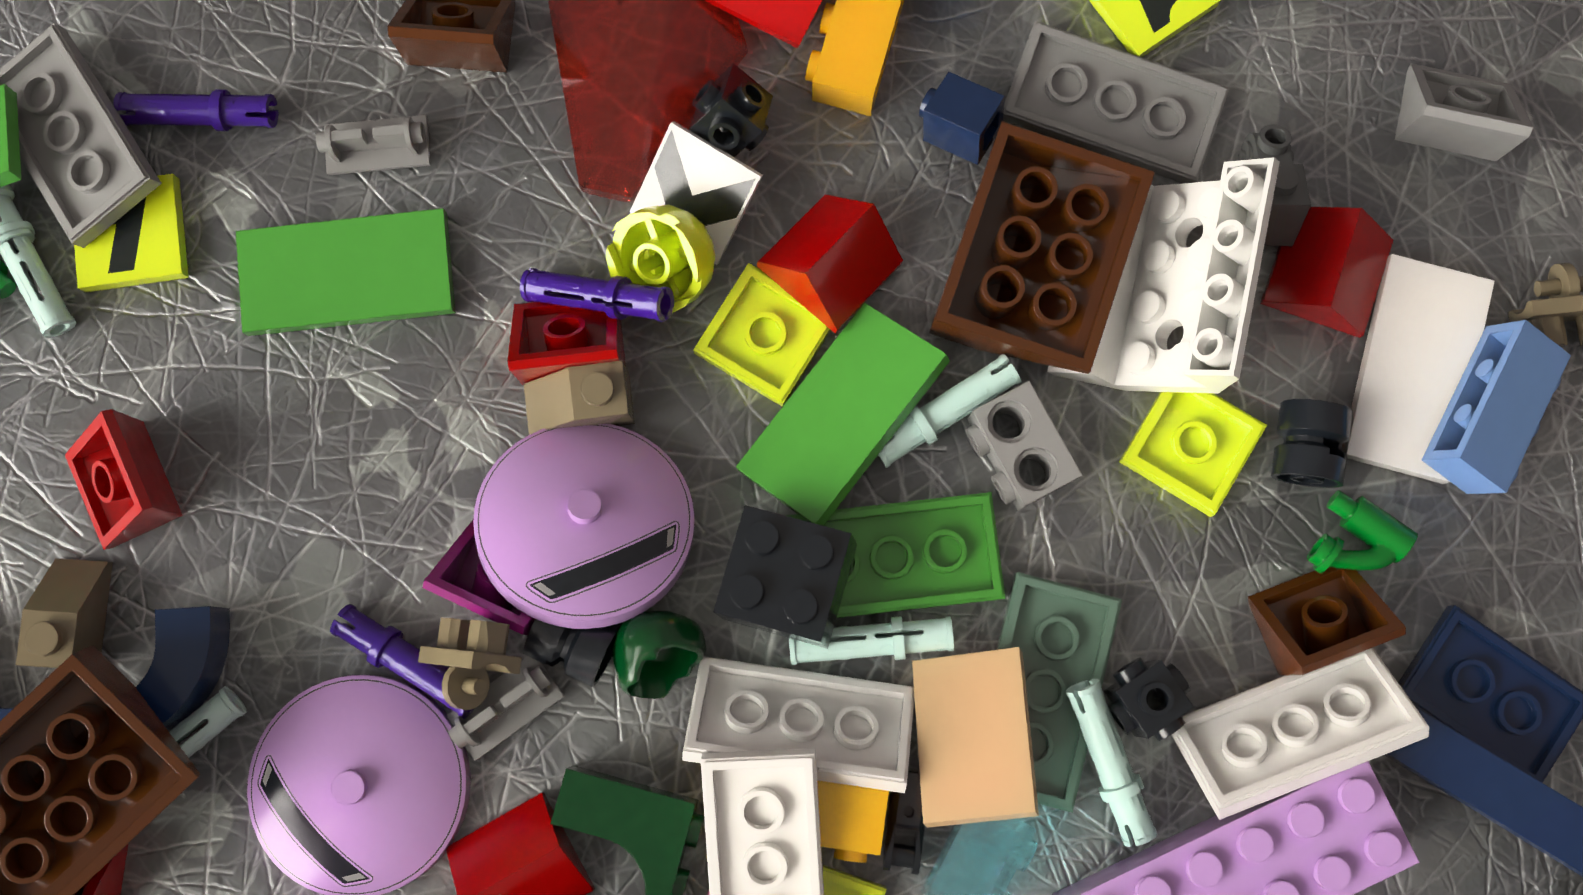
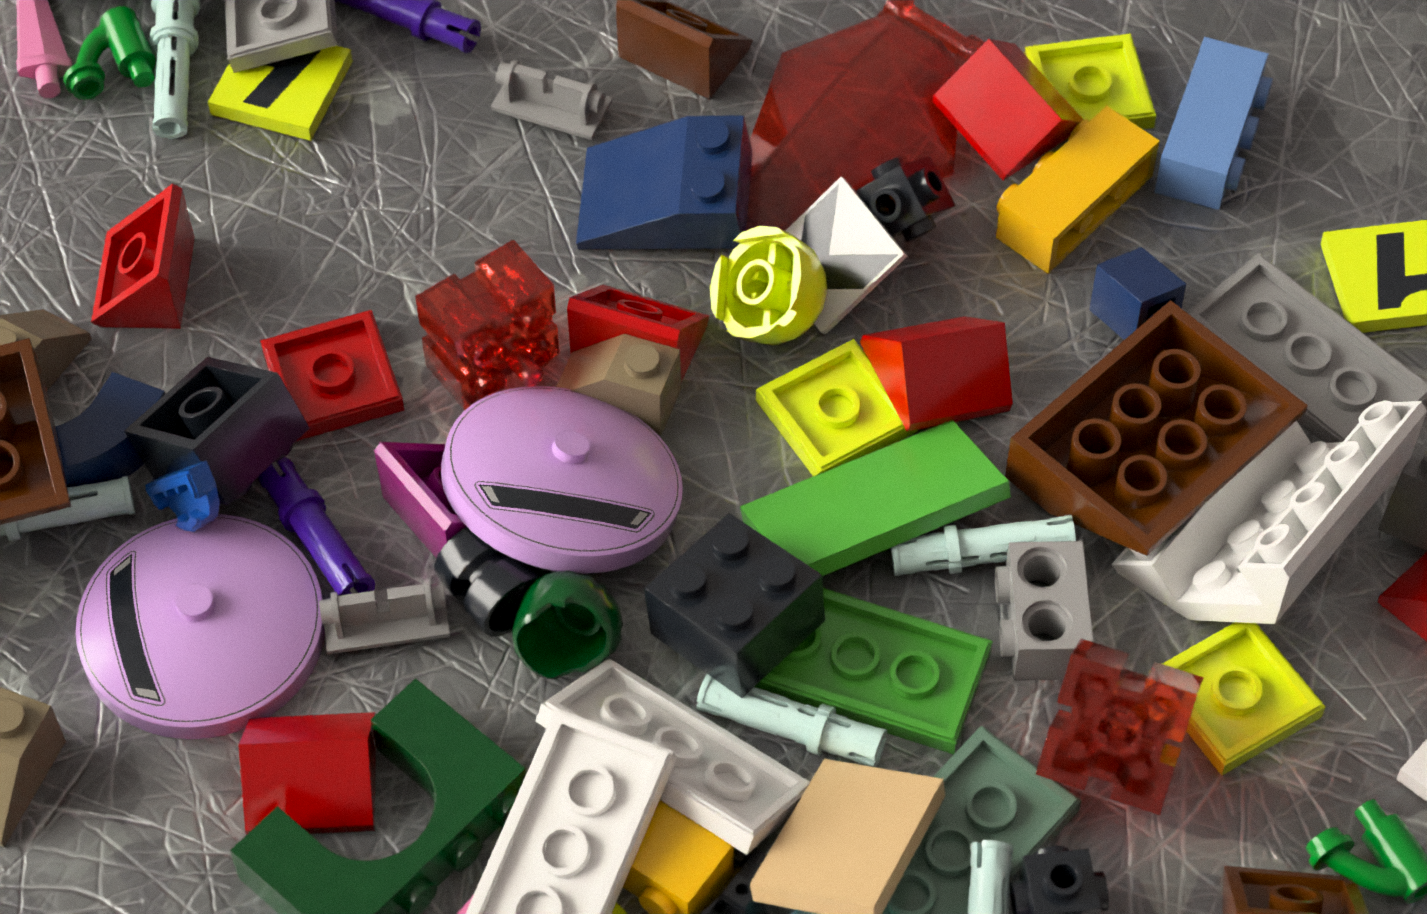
camera: 25 degrees right, 25 degrees down
(276, 622) = (224, 415): none -> black brick
(284, 696) = (189, 494): none -> blue tile
(336, 502) = (336, 372): none -> red tile
(345, 272) = (458, 190): bright green tile -> none
(451, 408) = (489, 325): none -> clear red brick
(469, 650) = (383, 533): dark tan hips -> none
(523, 193) = (668, 187): none -> dark blue slope
(614, 296) = (731, 310): dark purple pin -> none
(1136, 537) = (1119, 726): none -> clear red brick
(1312, 443) = (1363, 735): black wheel -> none

